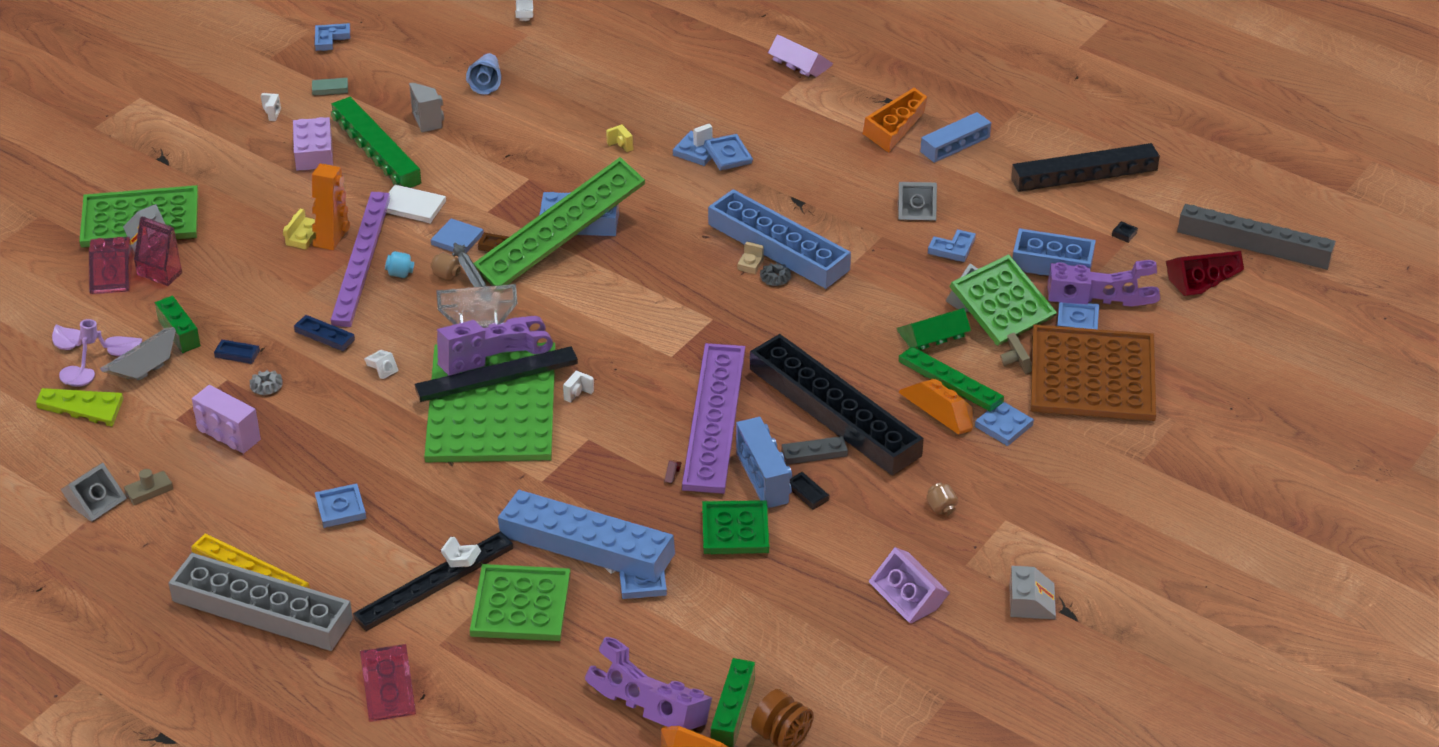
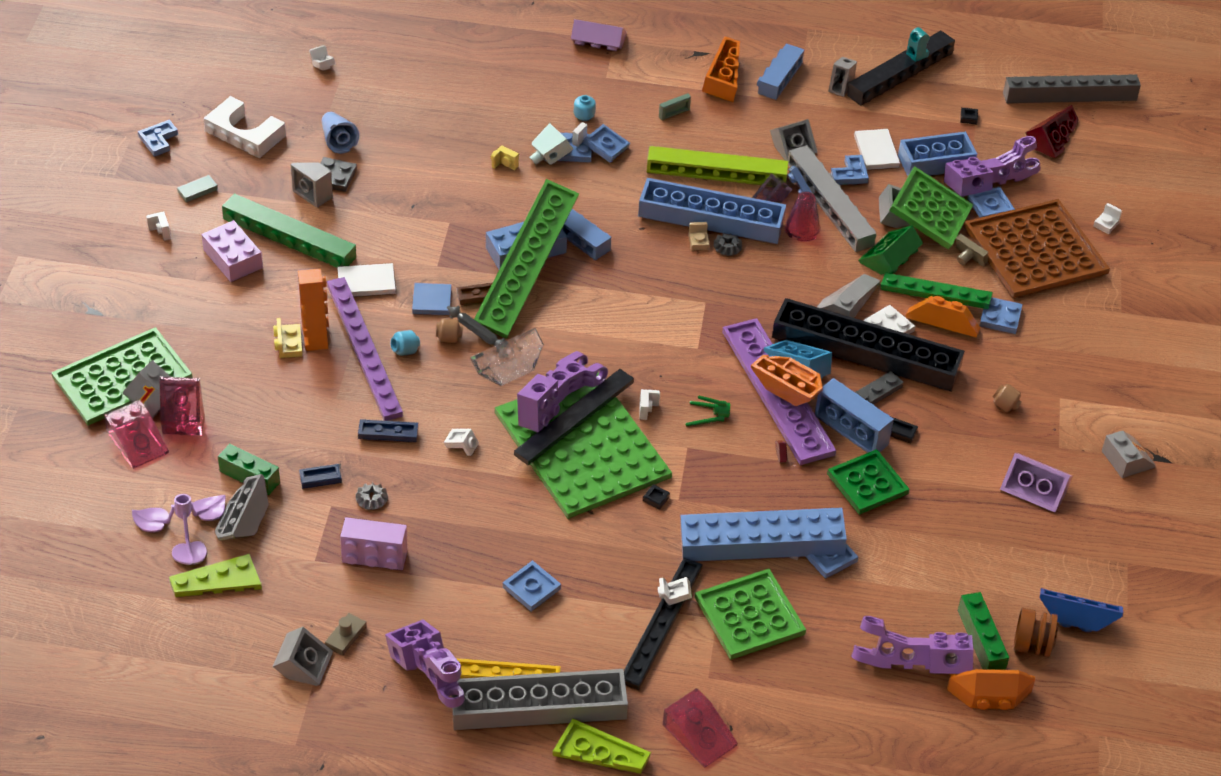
camera: 30 degrees left, 5 degrees up
(183, 521) = (422, 648): none -> medium lavender brick
(282, 663) = (596, 747): none -> lime wing
(408, 61) = (254, 141): none -> white arch
(460, 108) = (341, 172): none -> plate
(521, 471) = (656, 496): none -> black tile
(640, 222) = (586, 235): none -> medium blue brick
(643, 413) = (720, 408): none -> green plant
(668, 138) = (550, 146): none -> light aqua torso
(719, 402) = (788, 378): none -> orange wedge
(731, 115) = (584, 108): none -> medium azure head
(754, 396) = (812, 357): none -> dark azure slope
(820, 203) = (714, 165): none -> lime brick
(821, 139) = (674, 106): none -> sand green tile
(845, 717) = (1080, 612): none -> blue wedge
(855, 360) = (850, 297): none -> light grey wedge
(856, 239) = (773, 190): none -> slope
(864, 272) = (804, 218): none -> clear pink cone
(882, 392) = (891, 319): none -> white plate
(888, 235) = (796, 177): none -> medium blue plate
(911, 264) = (833, 199): none -> light grey brick
(998, 234) = (877, 149): none -> white tile
(1011, 152) = (843, 70): none -> light grey torso
(1106, 145) = (918, 43): none -> teal leg
(1196, 371) = (1108, 219): none -> white bracket

